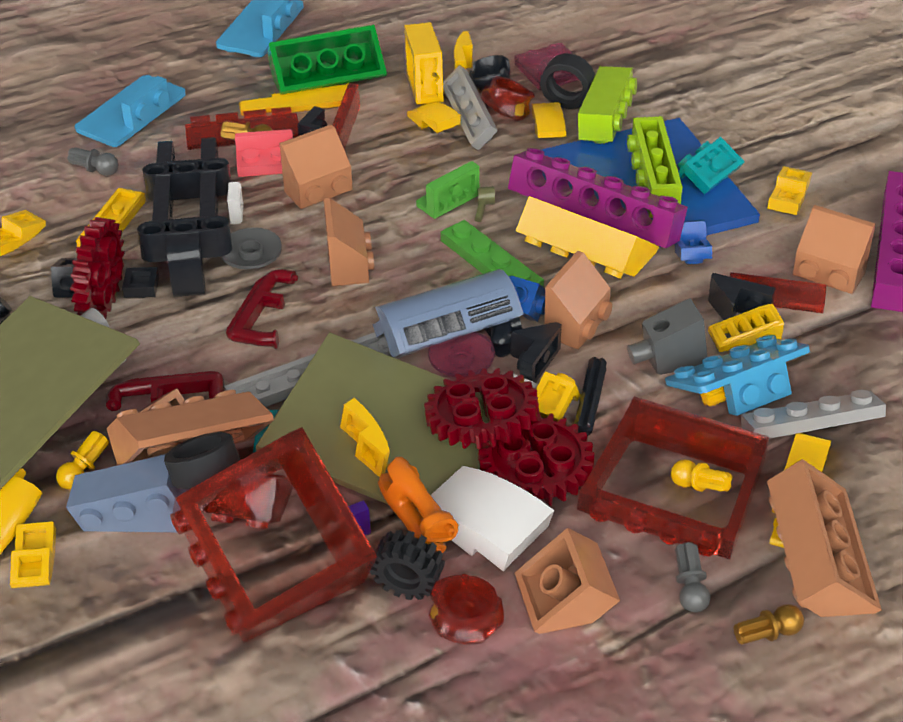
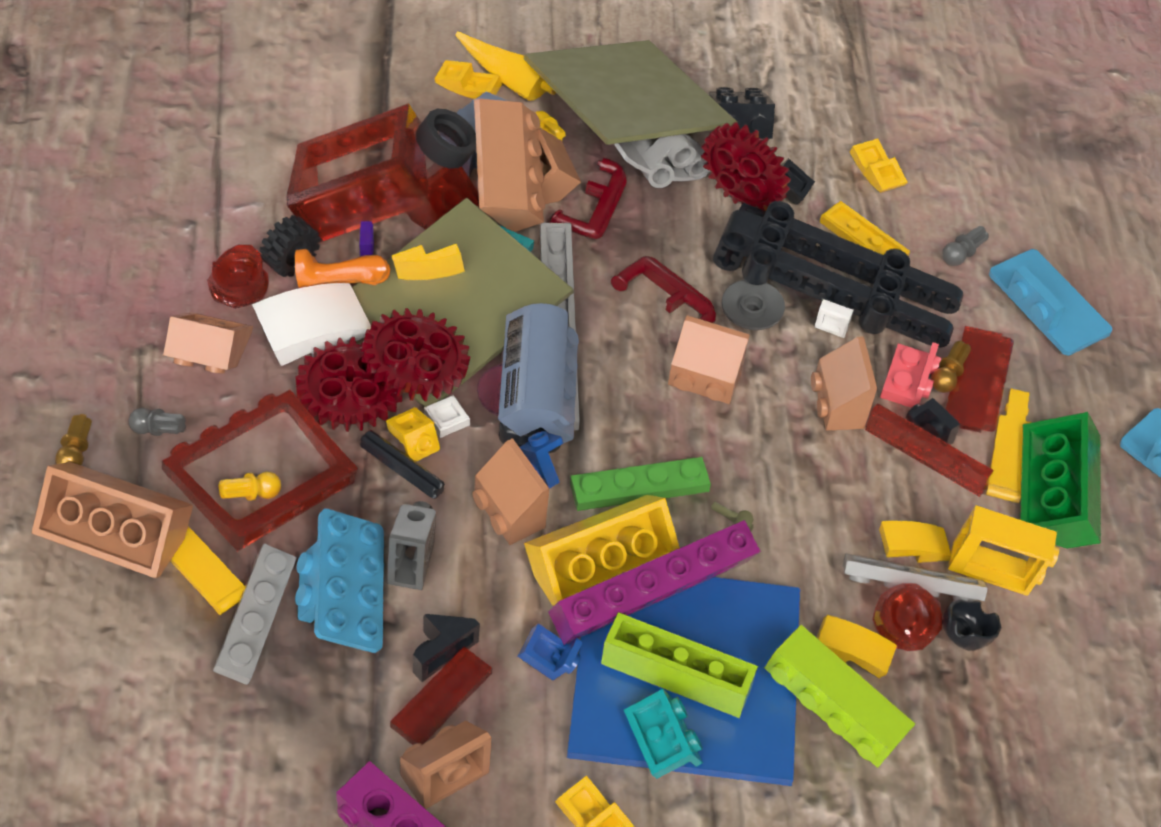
camera: 110 degrees right, 10 degrees up
(450, 190) = (756, 484): bright green bracket -> none
(463, 51) = (1035, 622): yellow slope -> none
(535, 61) = (977, 712): clear pink plate -> none
(535, 348) = (474, 446): black slope -> none
(574, 65) = (906, 676): black tyre -> none
(753, 323) = (396, 655): yellow slope -> none

